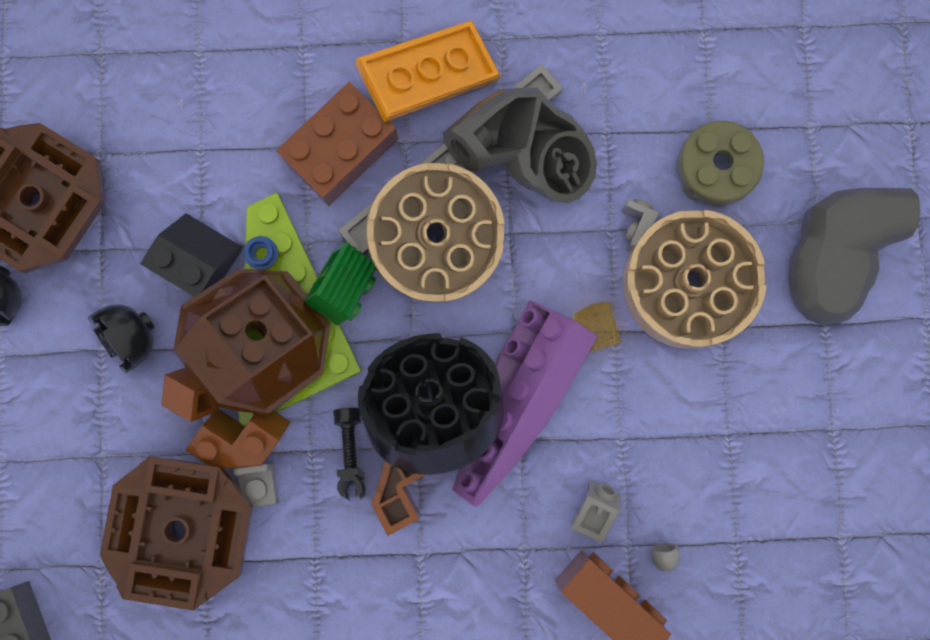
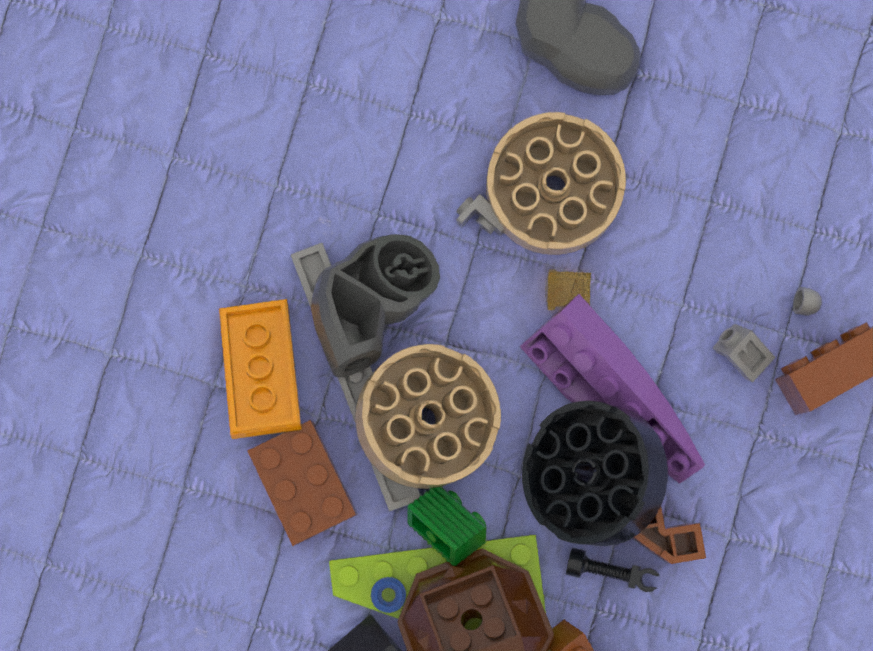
camera: 75 degrees left, 0 degrees up
(707, 182) = (455, 140): olive plate -> none

